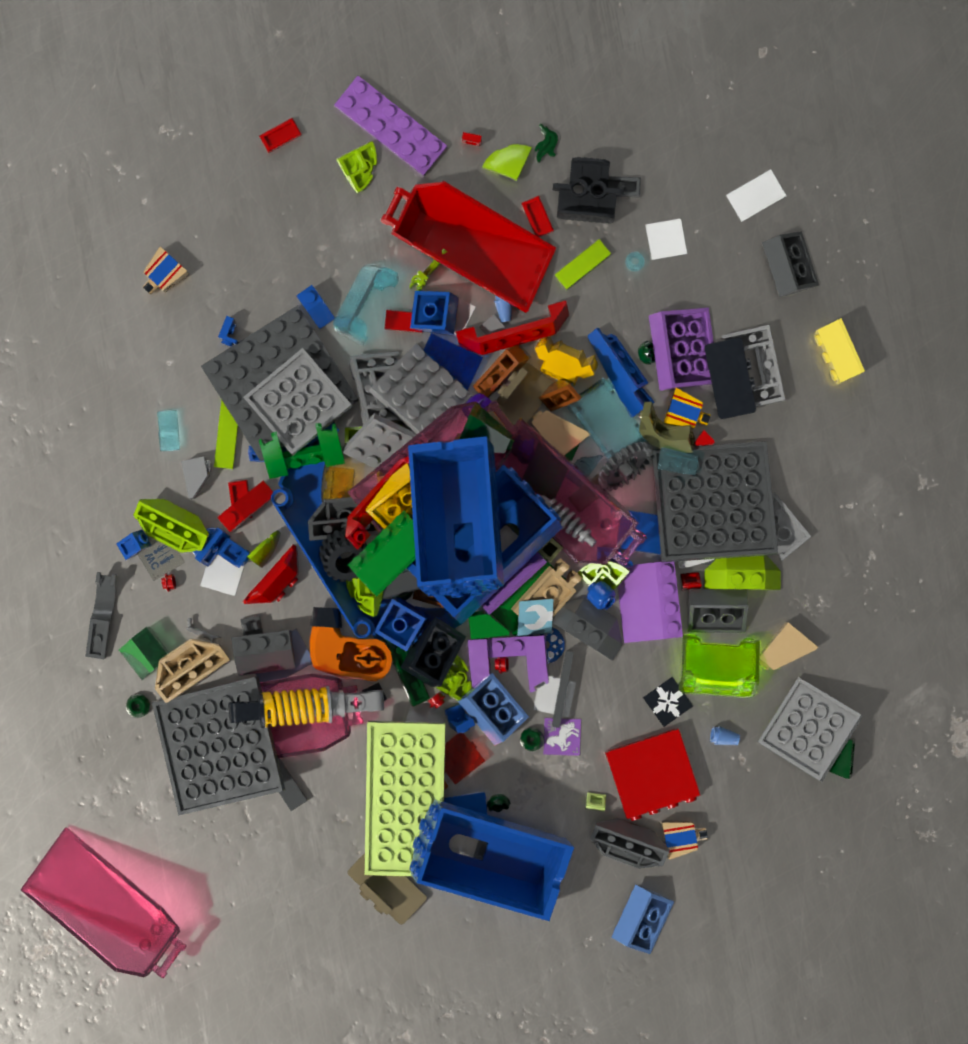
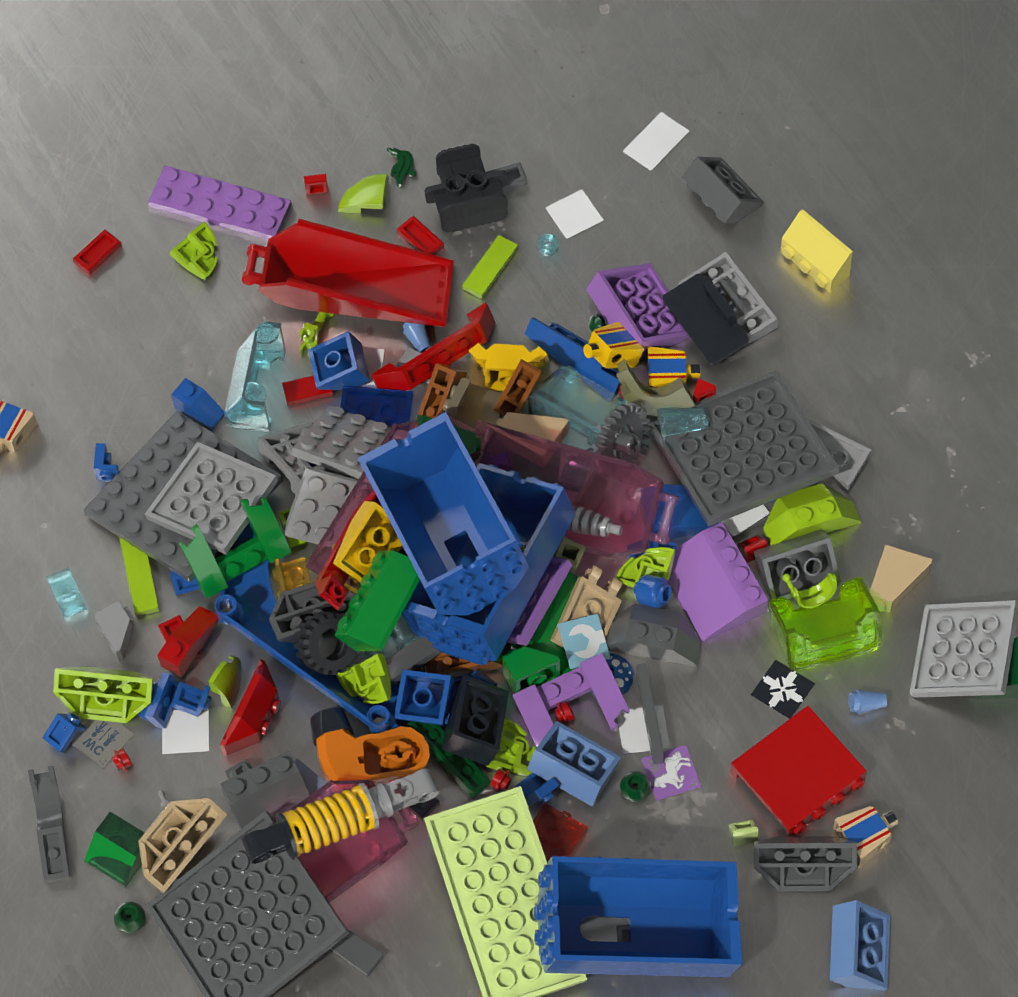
camera: 15 degrees left, 25 degrees down
(648, 380) = (612, 345): none -> yellow torso
(732, 638) = (823, 590): none -> lime helmet

